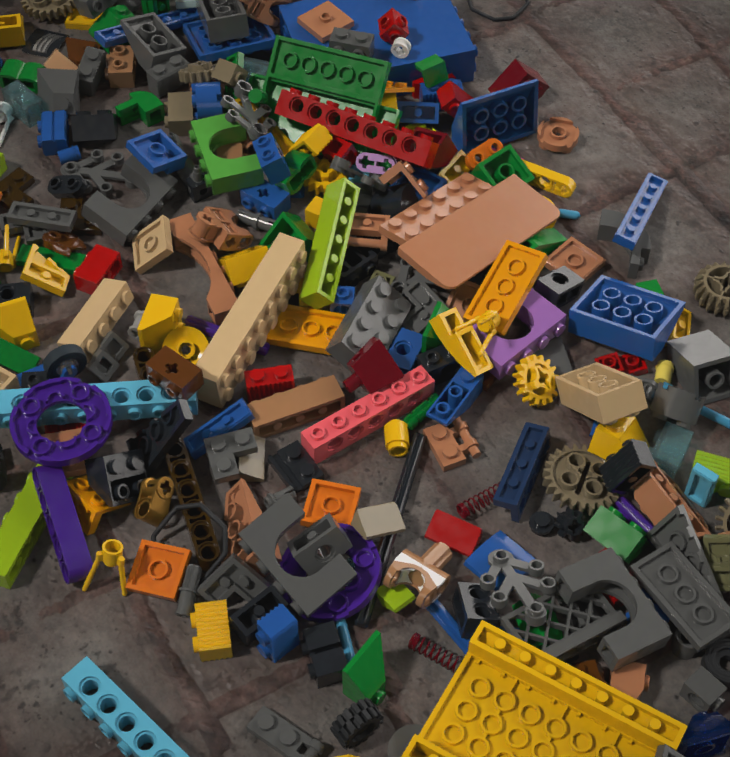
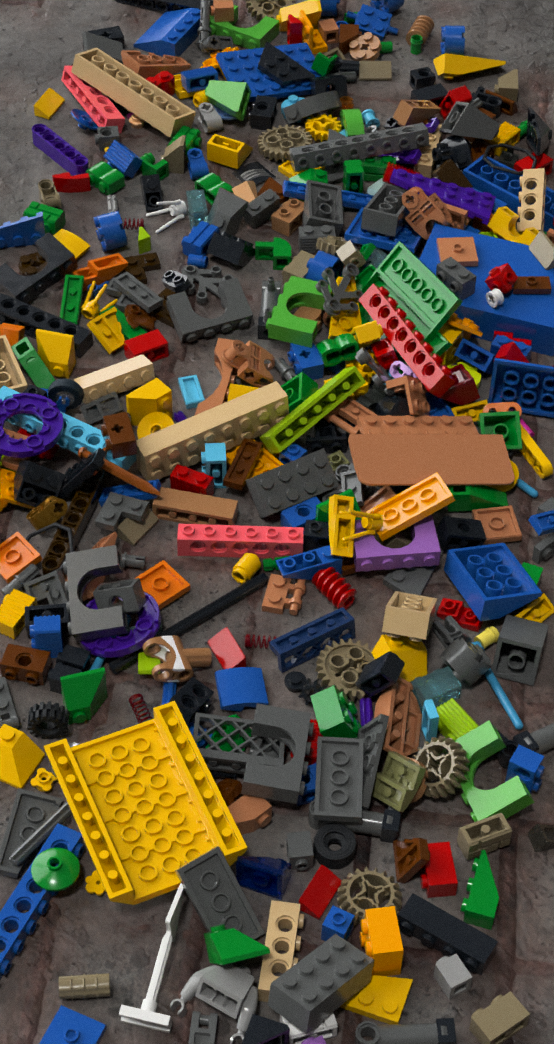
camera: 35 degrees right, 5 degrees down
(152, 244) = (196, 349): tan plate -> none
(157, 152) = (249, 286): blue plate -> none
(175, 286) = (191, 391): none -> medium azure tile
(203, 413) = (121, 473): none -> dark orange sword
(258, 96) = (358, 282): green piece -> none
(271, 158) = (324, 330): blue brick -> none
(279, 347) = (215, 462): none -> medium azure brick
(282, 665) = (25, 664): none -> reddish brown brick
(295, 467) = (161, 546): black plate -> none
(305, 335) = (243, 464): none -> reddish brown plate
(372, 368) = (262, 509): dark red torso -> none
(378, 521) = (175, 607): dark tan slope -> none
(422, 19) = (532, 285): none -> reddish brown plate
(433, 70) = (507, 328): green panel -> none
(496, 407) = (334, 587): none -> red piece
(503, 562) = (235, 684): dark grey plant -> none
(535, 380) = (380, 576): yellow gear -> none

